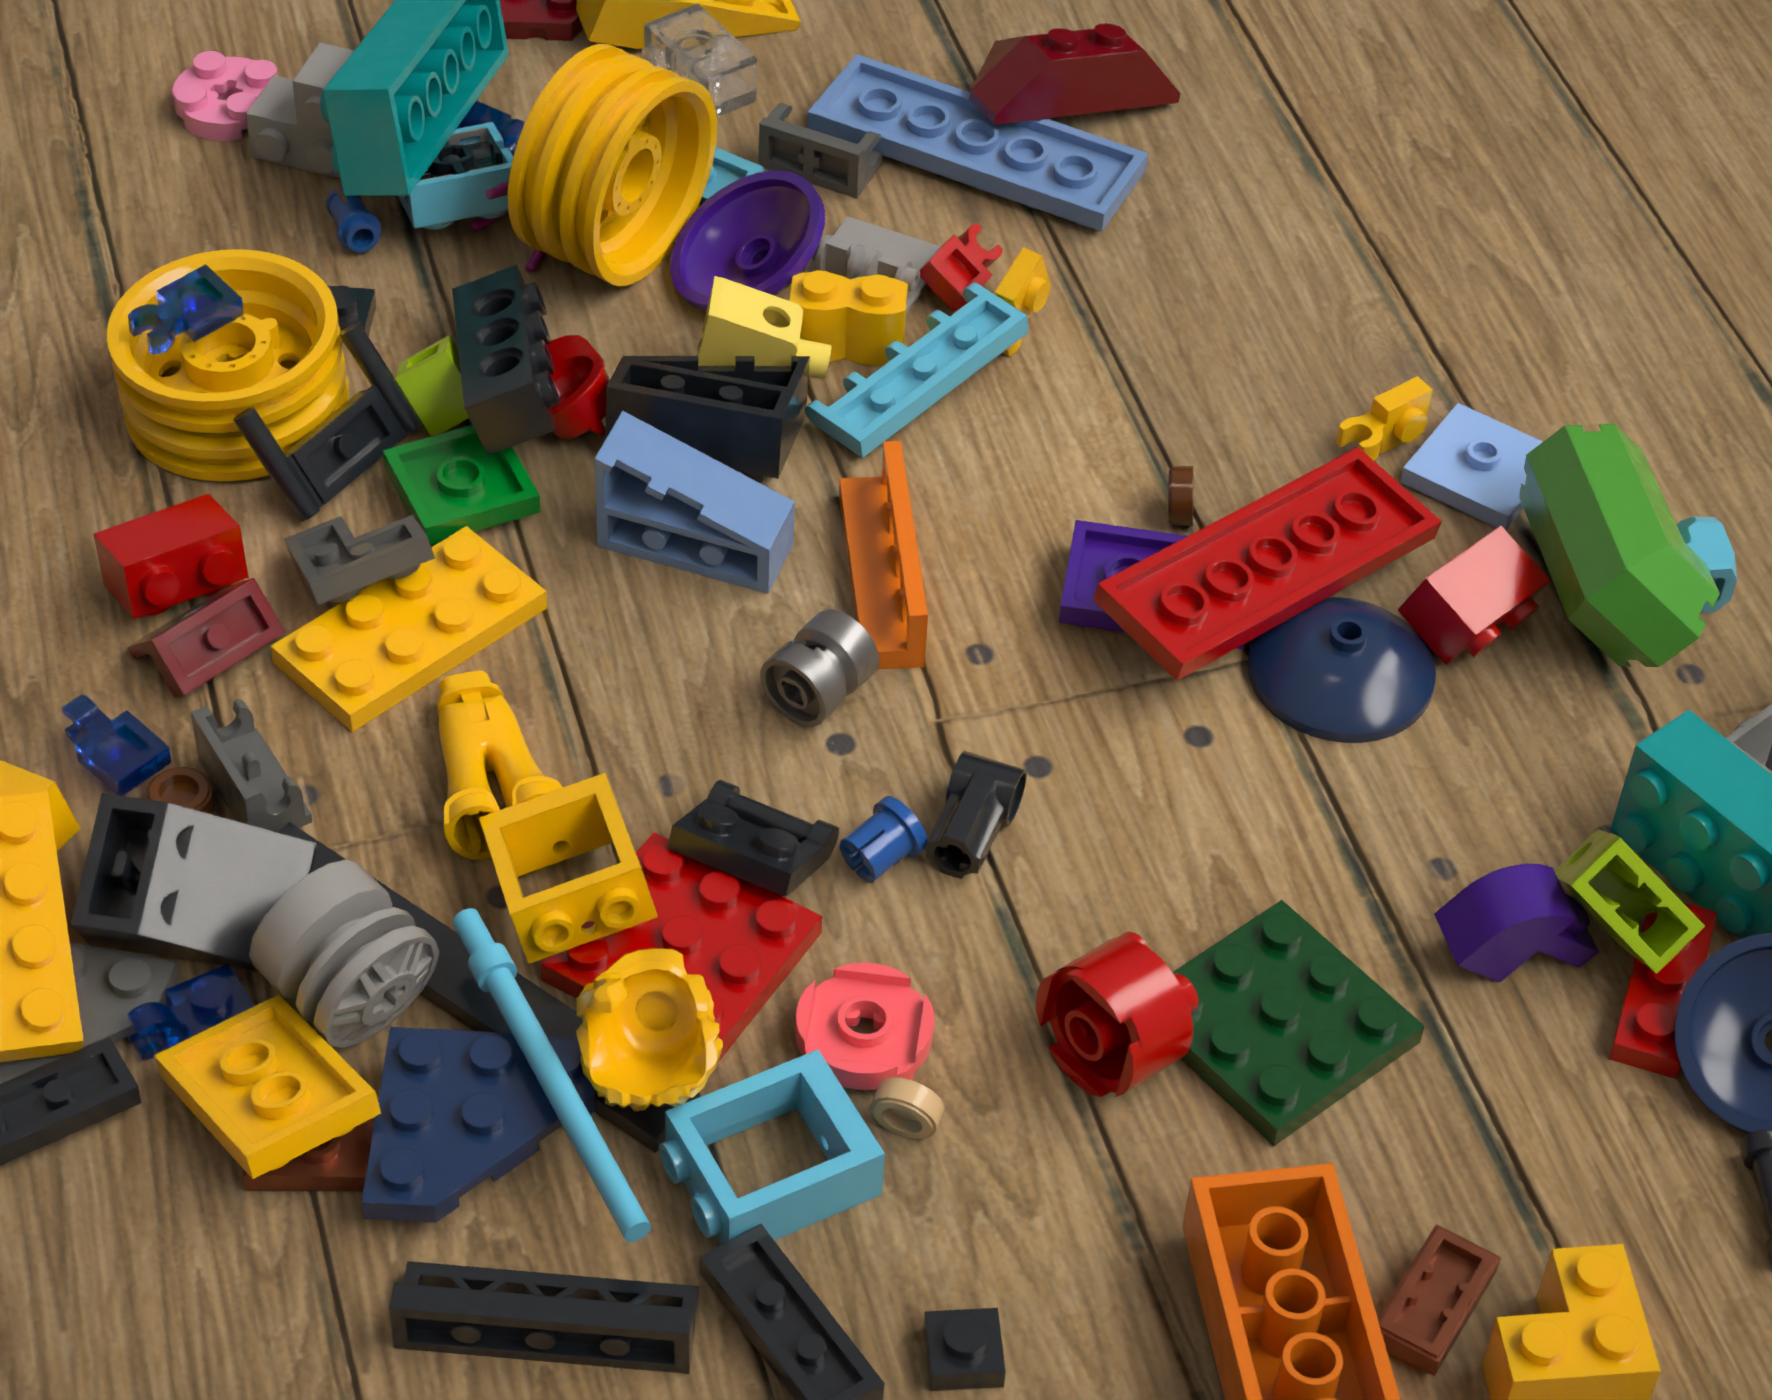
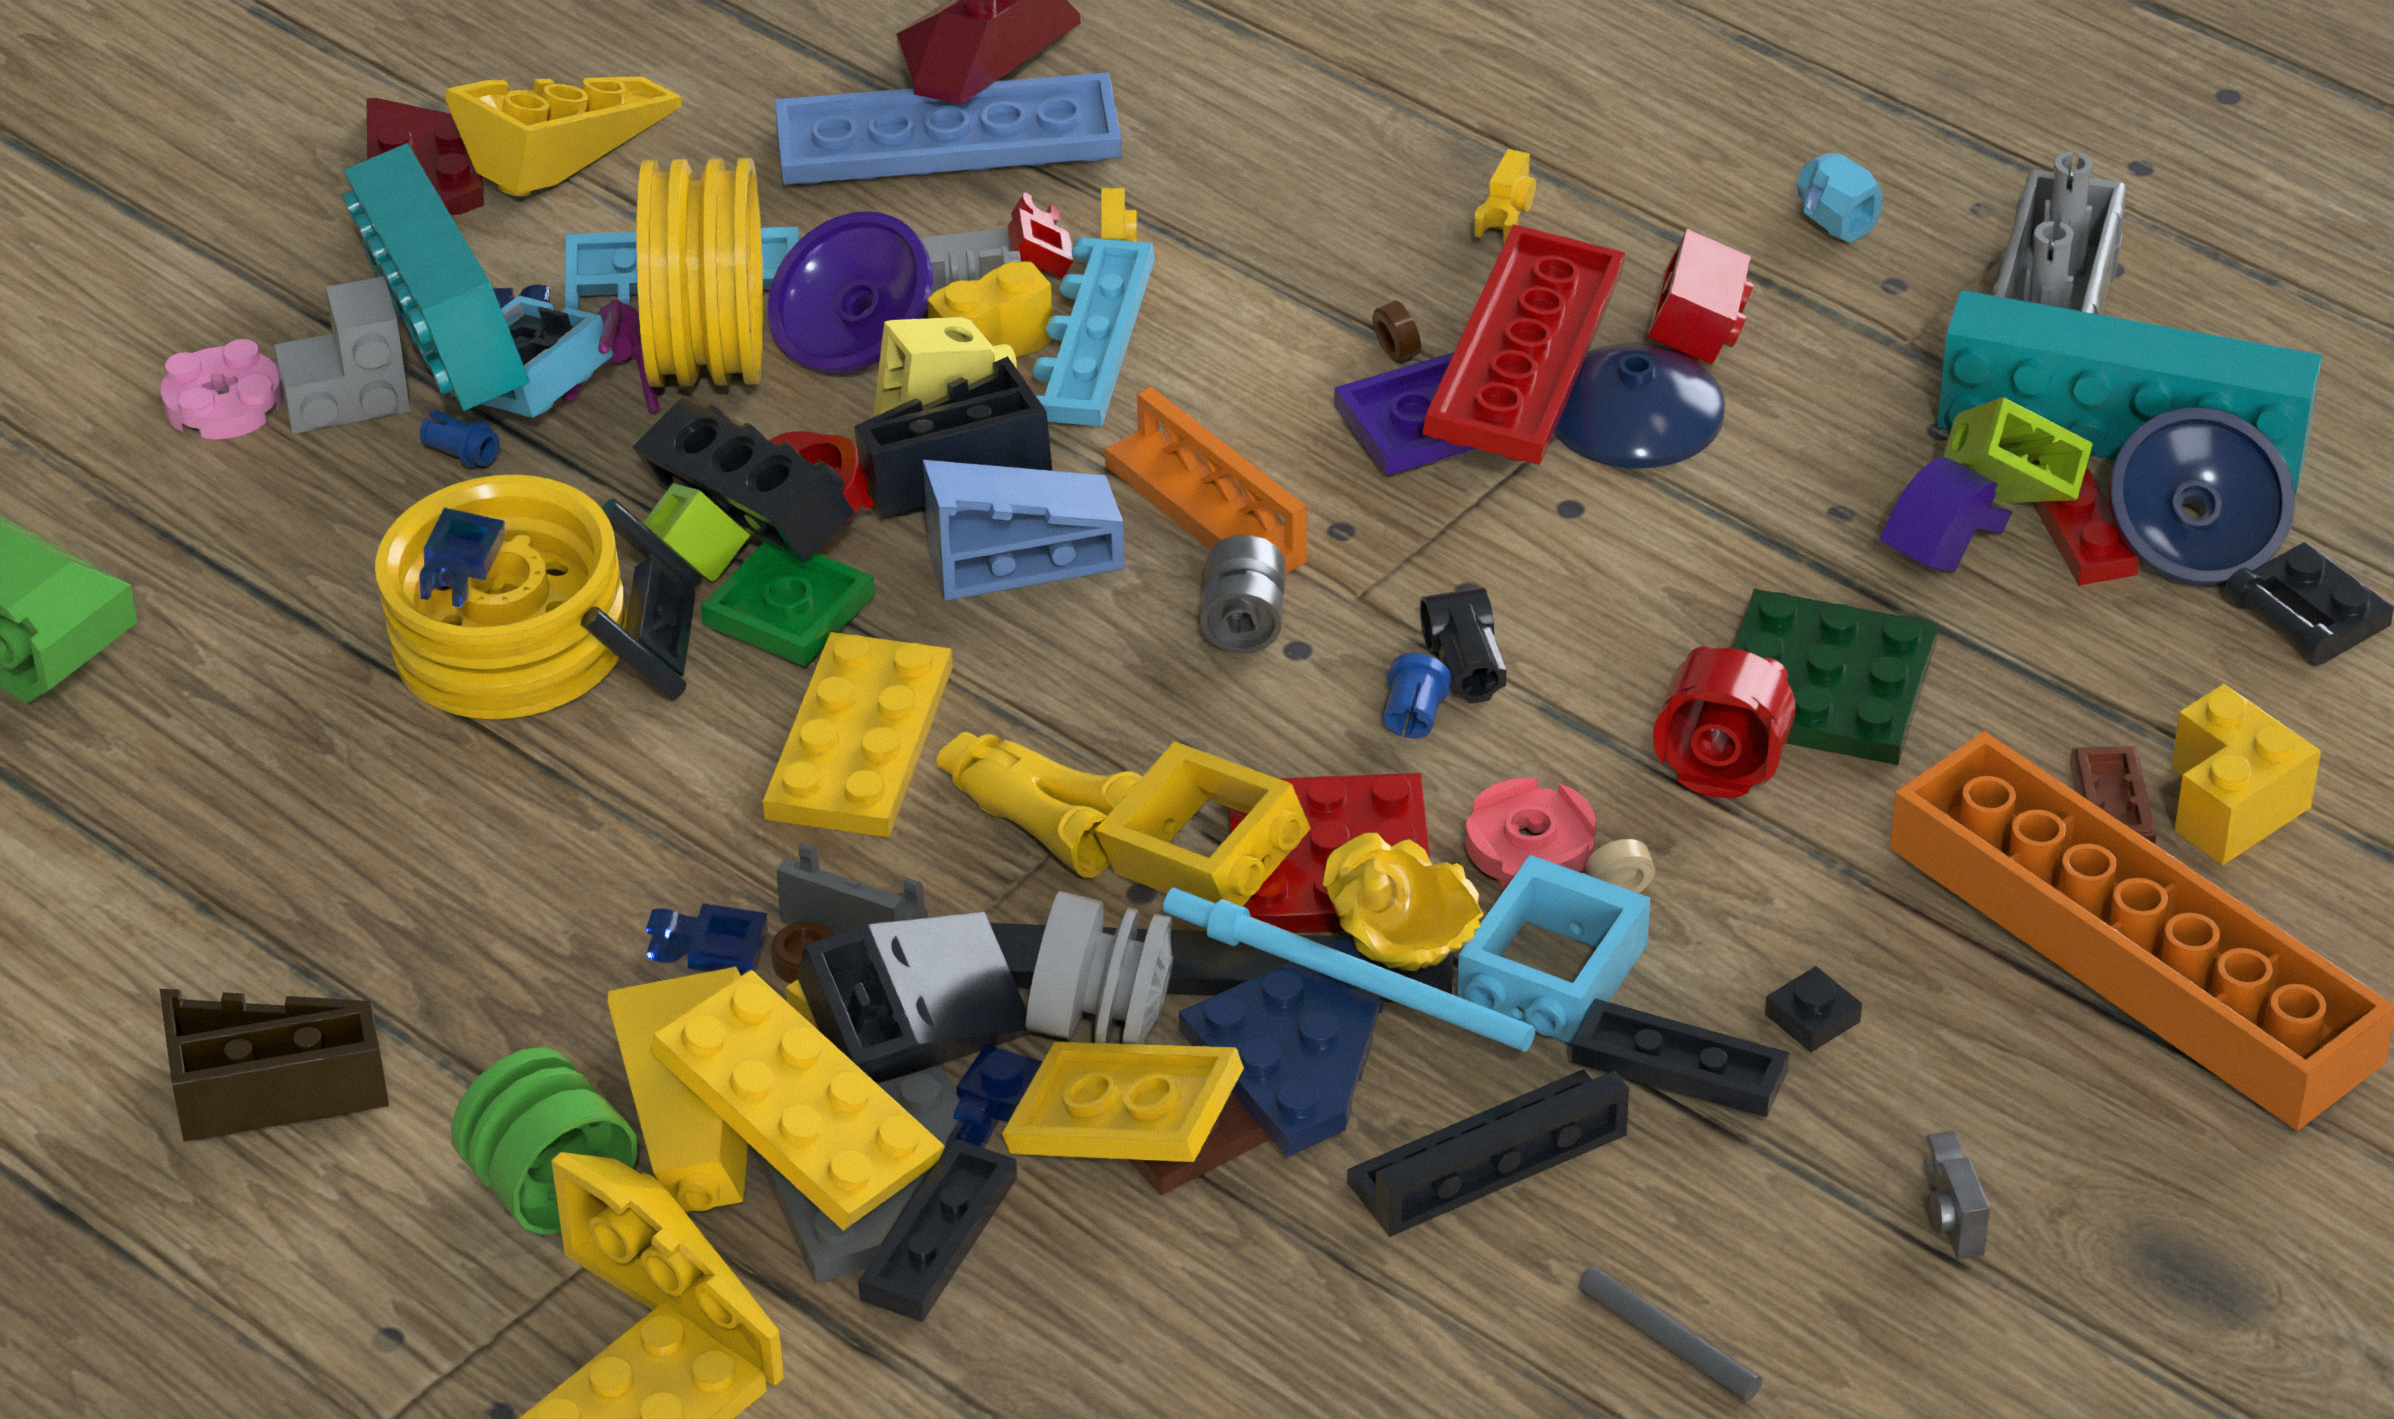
camera: 30 degrees left, 5 degrees down
(171, 556) = (610, 771): red brick -> none
(210, 636) = (698, 818): dark red panel -> none
(339, 564) = (771, 706): dark grey plate -> none
(705, 52) = (611, 155): clear brick -> none
(753, 840) = (1315, 744): black plate -> none
(816, 155) = (816, 199): dark grey hinge -> none
(1473, 466) = (1603, 201): light blue plate -> none
(1614, 546) = (1780, 205): bright green brick -> none

